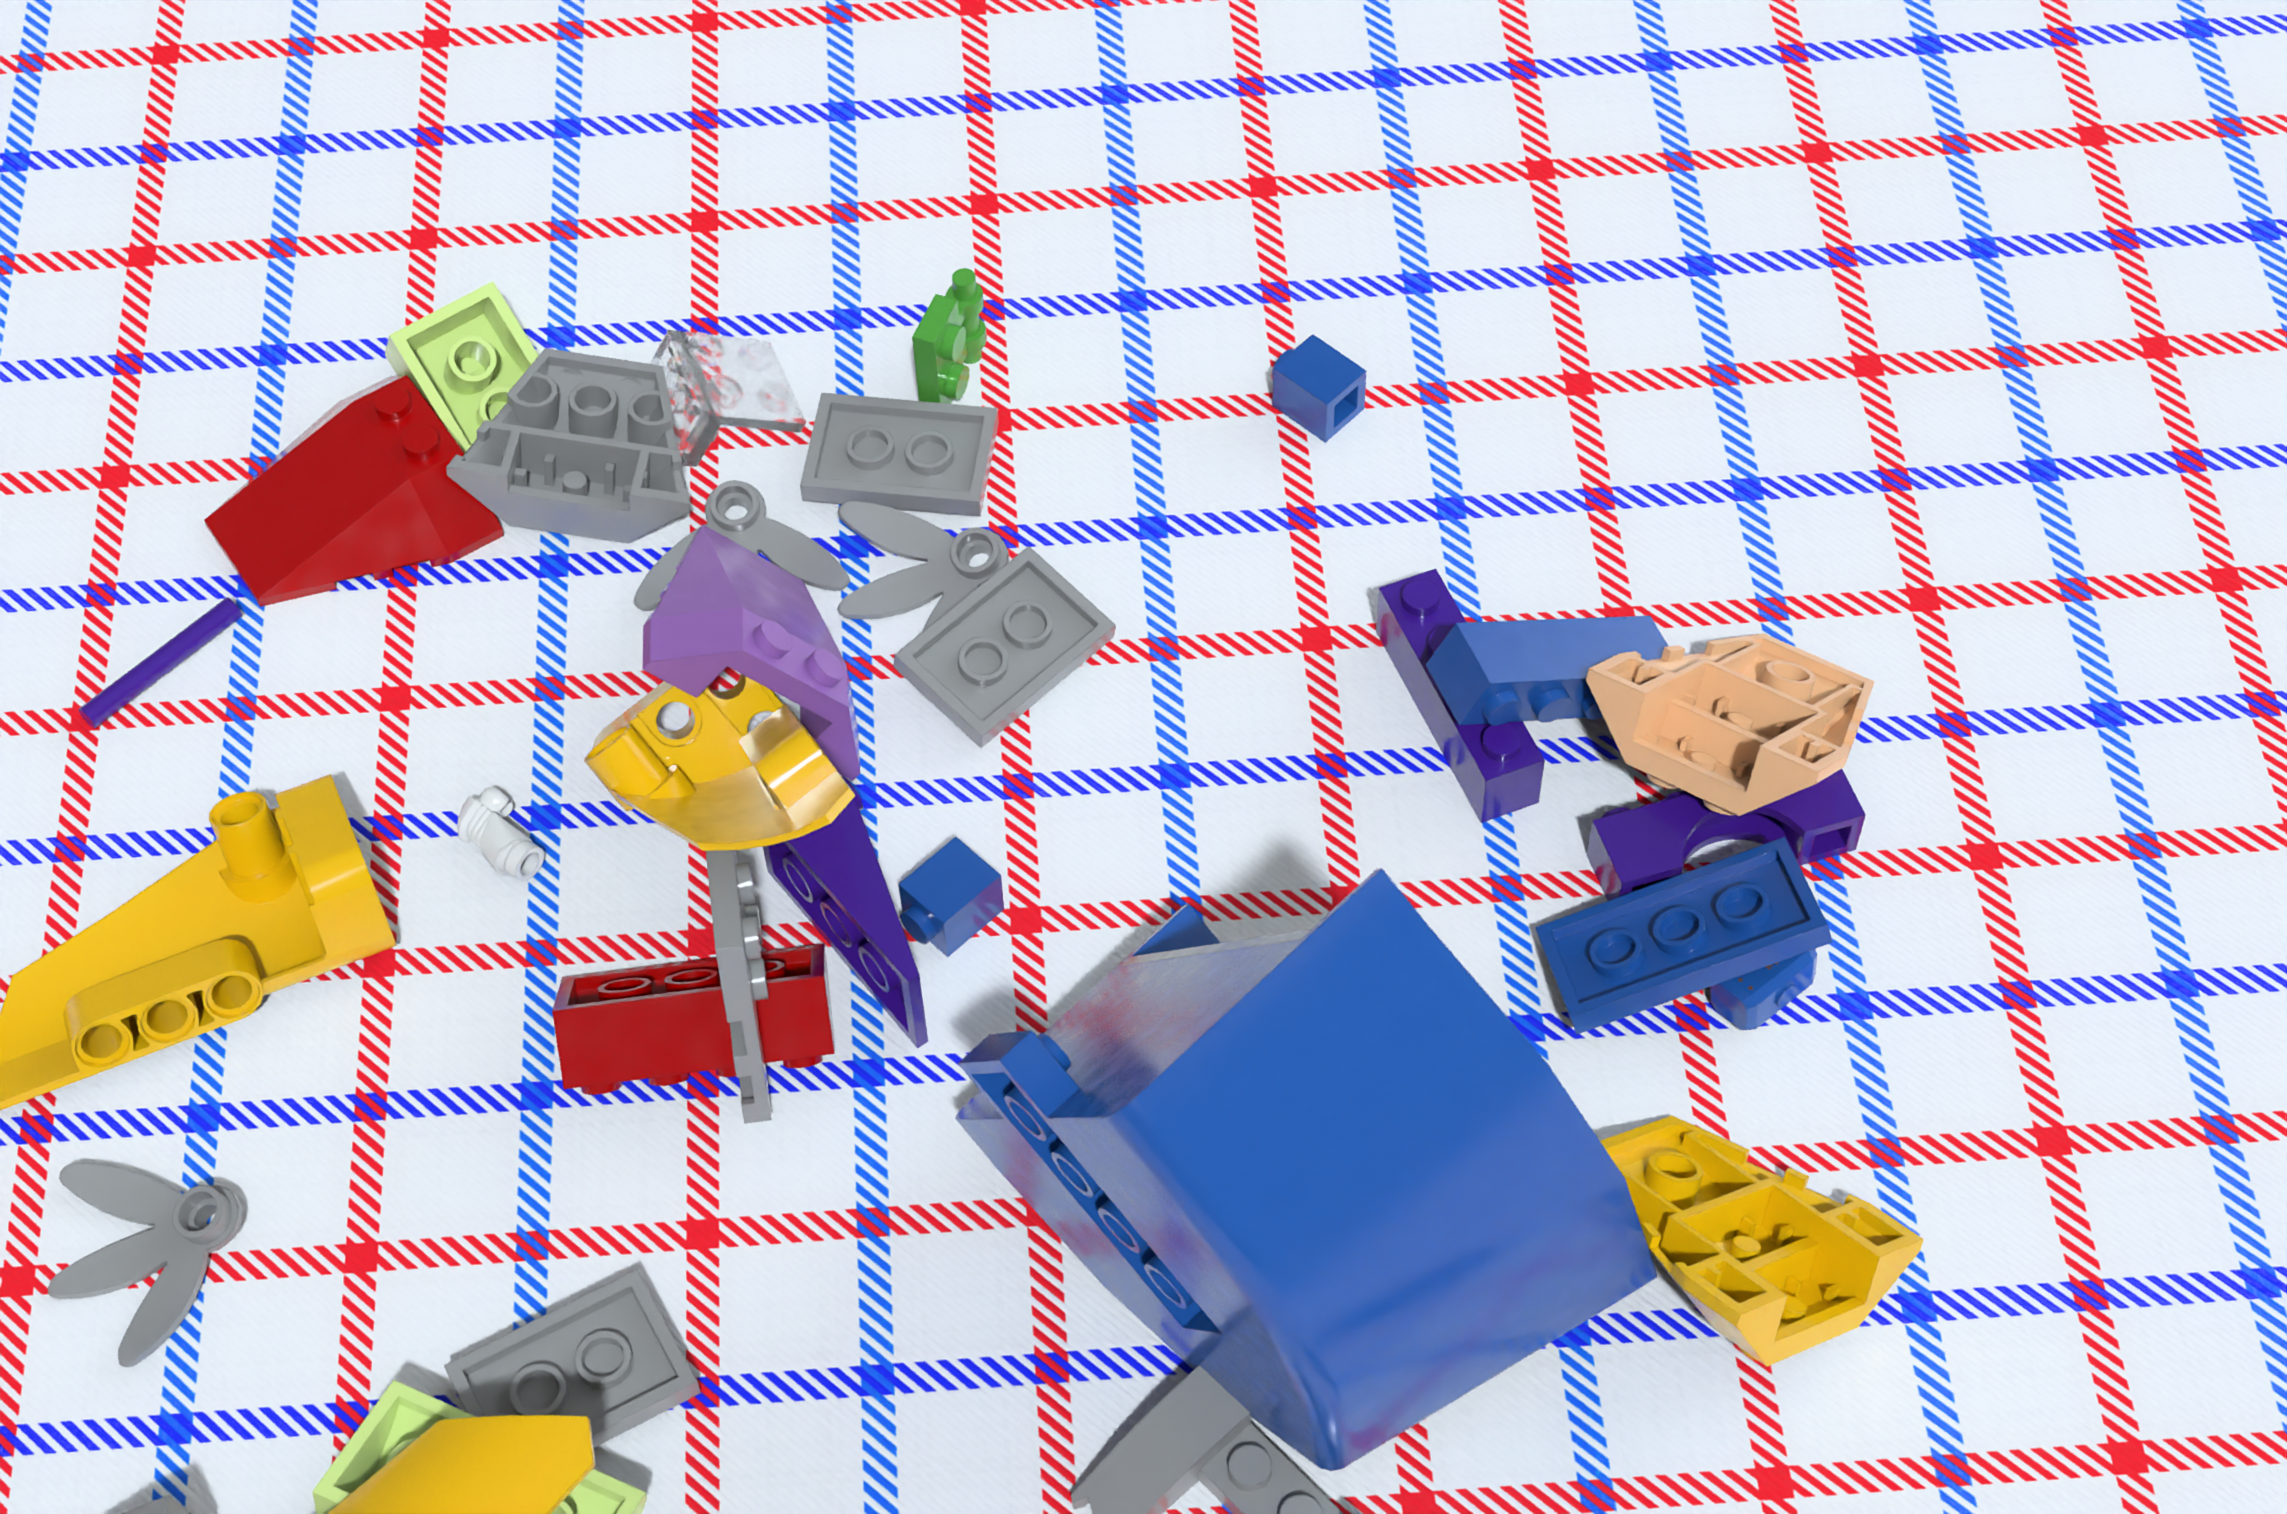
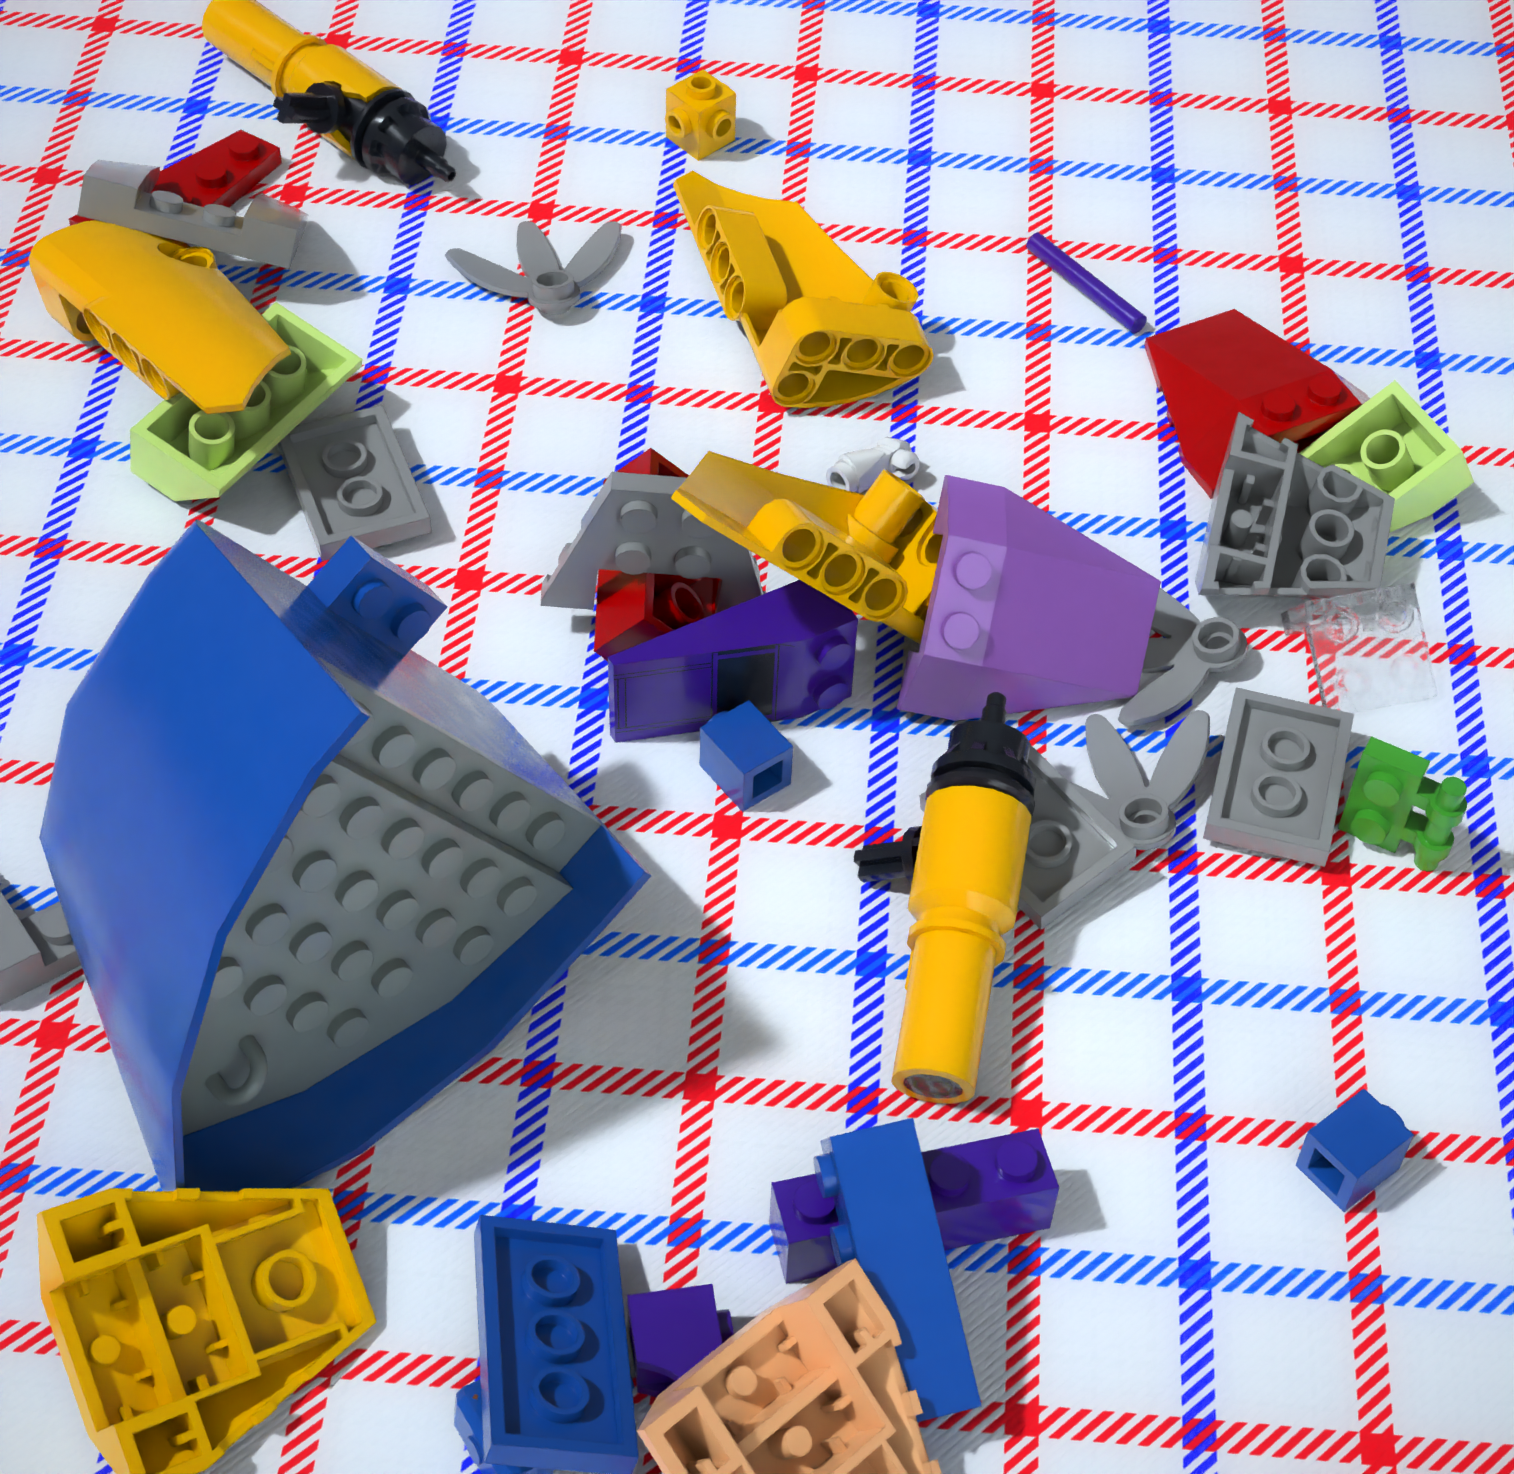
camera: 95 degrees right, 5 degrees down
(1123, 668) = (963, 895): none -> yellow piece

